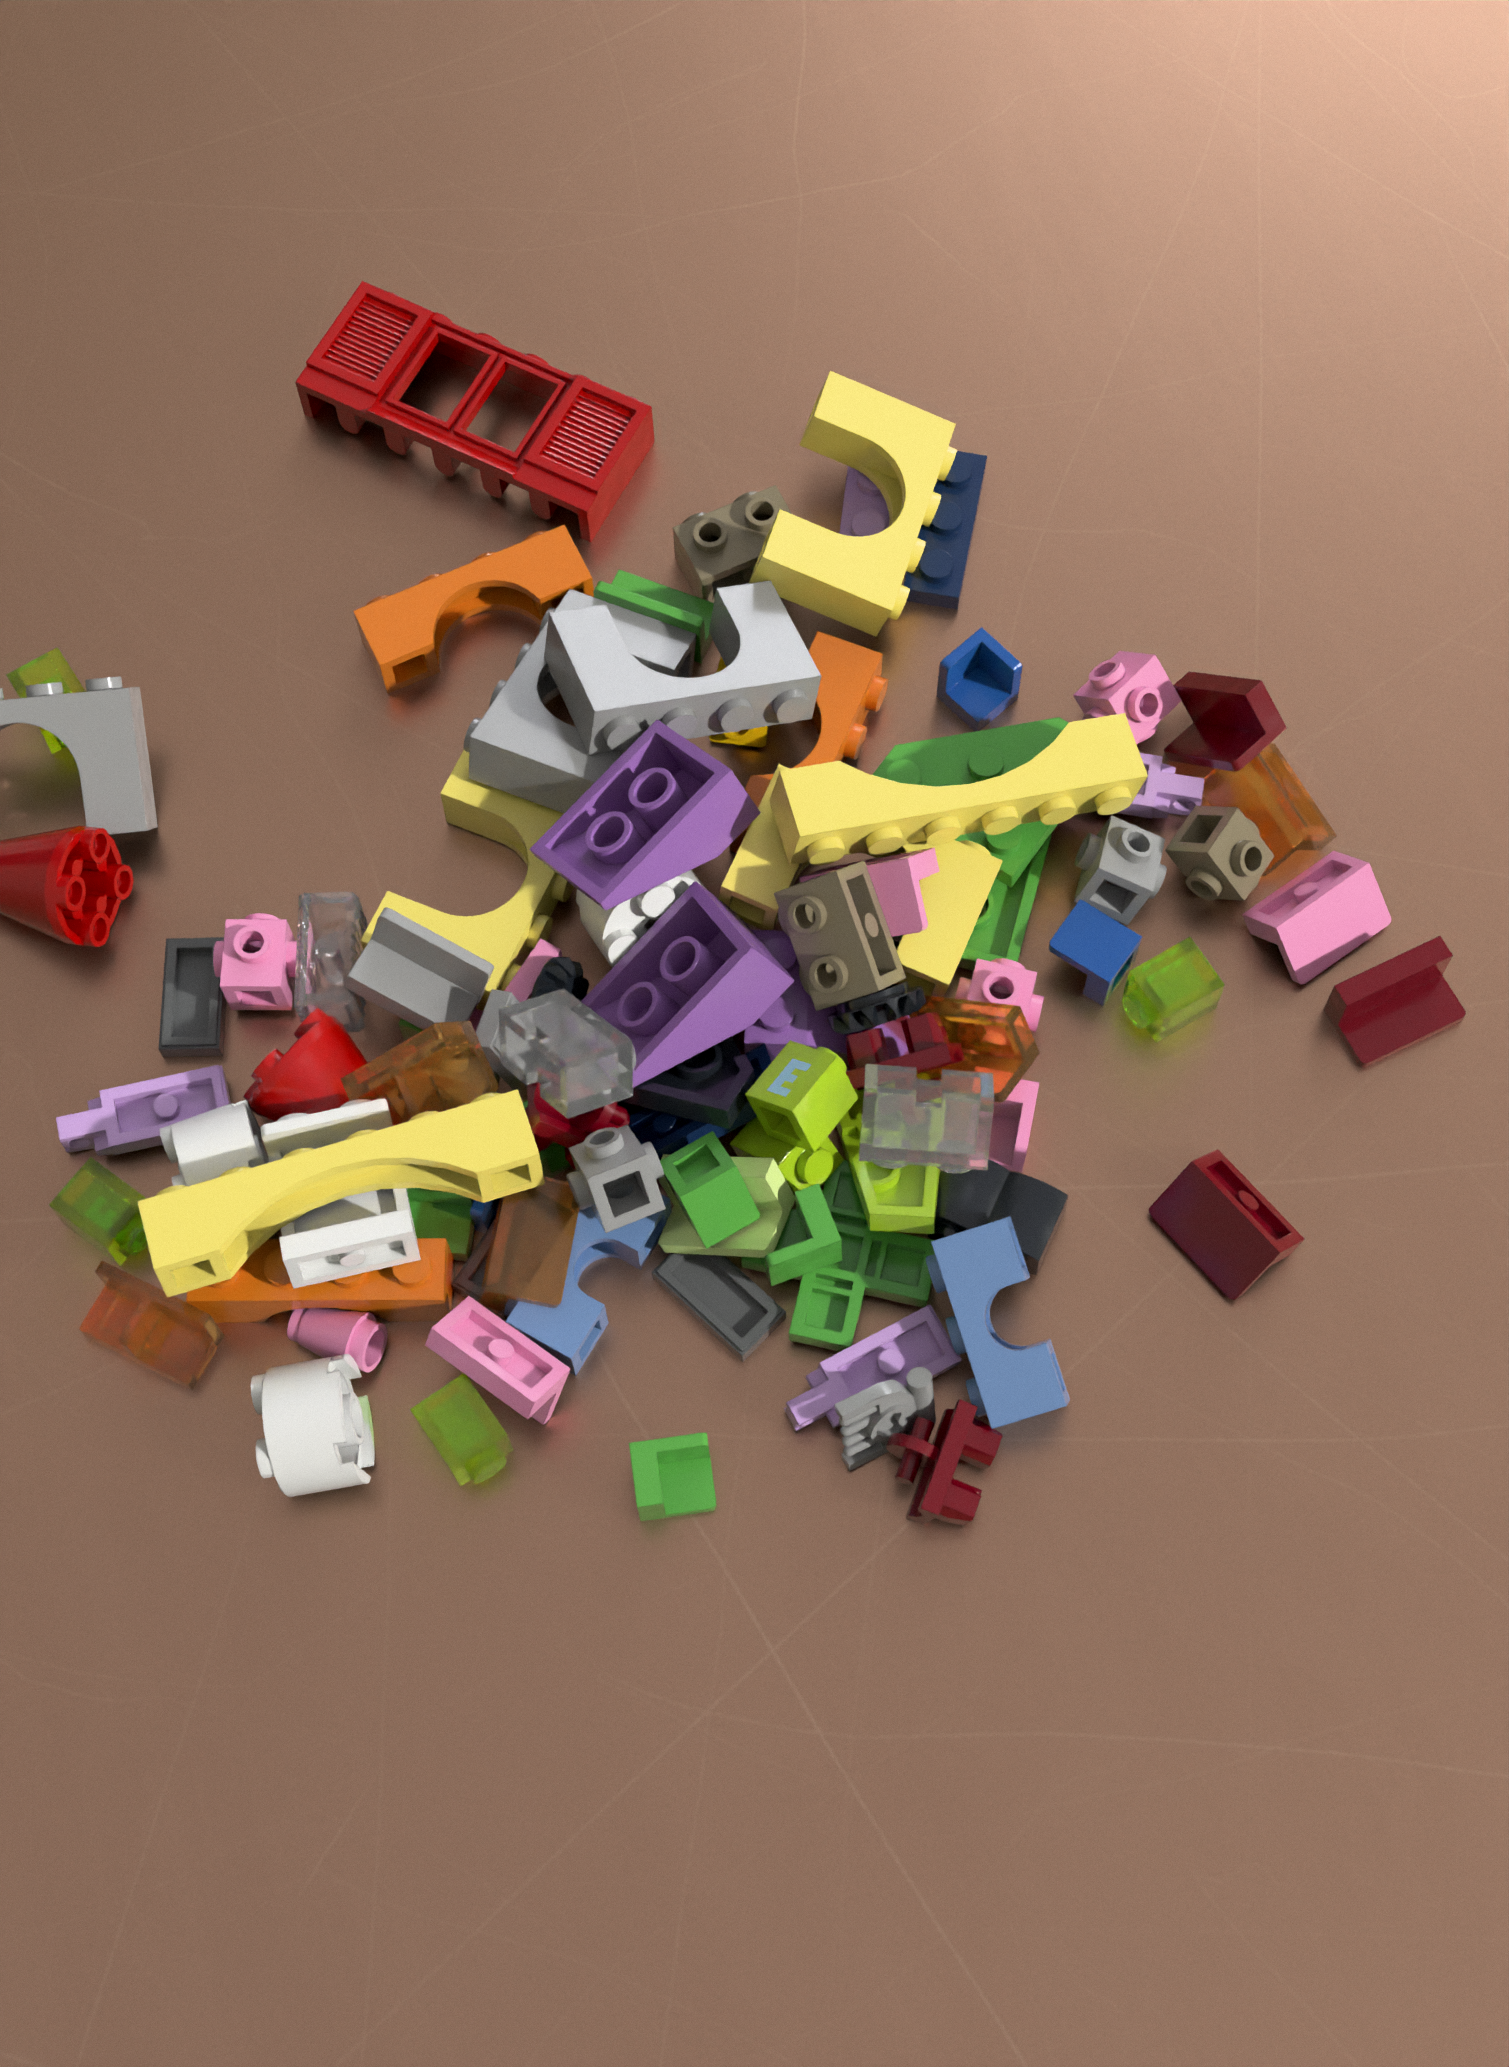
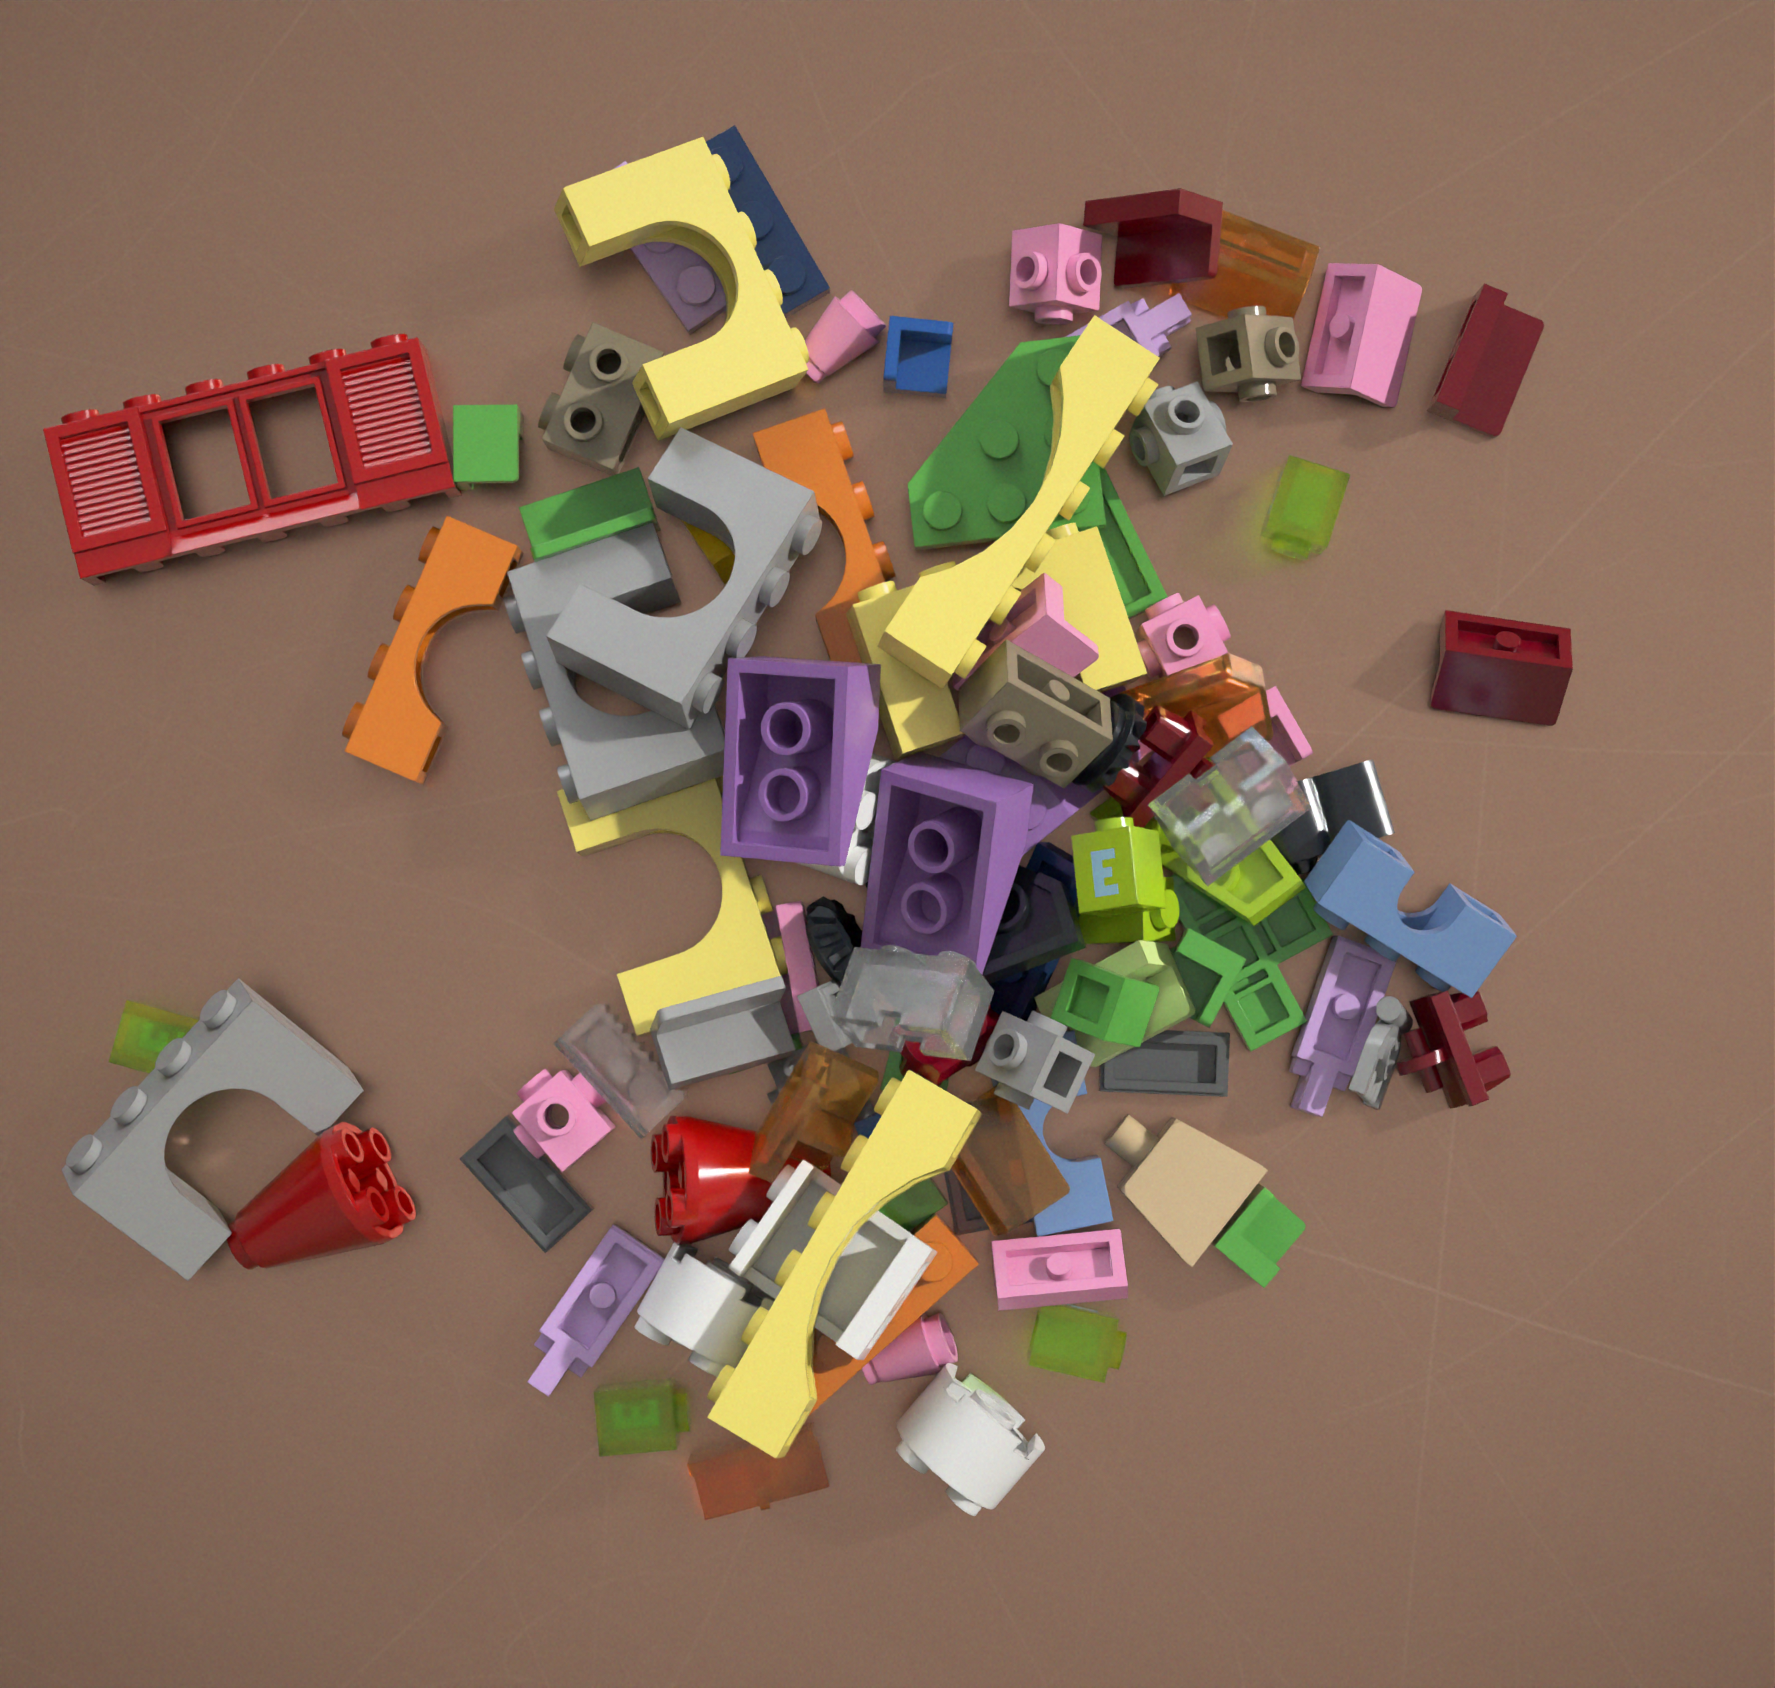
camera: 45 degrees left, 20 degrees up
(633, 508) = (486, 444): none -> bright green panel
(650, 1384) = (1183, 1181): none -> tan torso
(934, 630) = (841, 335): none -> bright pink cone
(1097, 948) = (1216, 525): blue panel -> none

